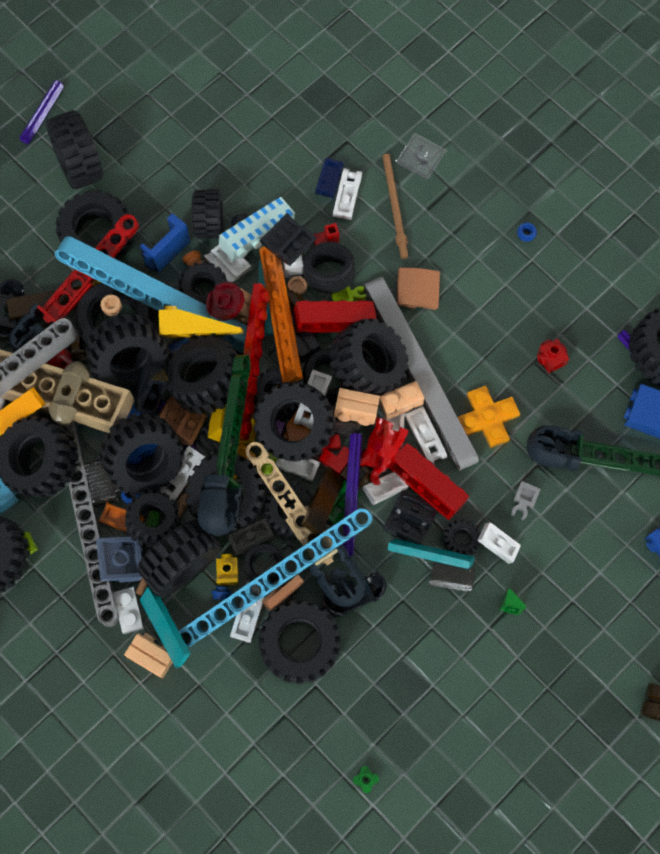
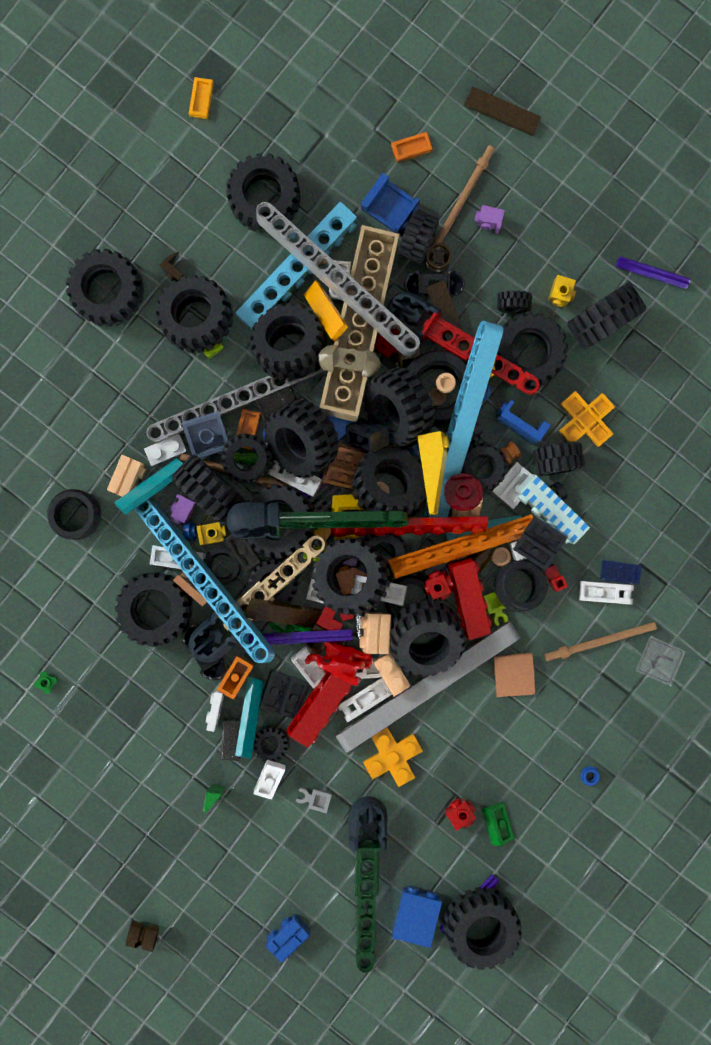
camera: 85 degrees right, 15 degrees up
(41, 193) = (562, 291): none -> yellow brick
(42, 236) = (514, 301): none -> black tyre
(161, 708) = (54, 509): none -> black tyre
(172, 188) = (586, 418): none -> light orange plate
(196, 598) = (182, 510): none -> medium lavender brick
(311, 344) = (442, 579): none -> red brick
(384, 561) = (236, 676): none -> orange slope
(410, 587) = (214, 715): none -> white plate
(567, 324) = (498, 824): none -> green slope

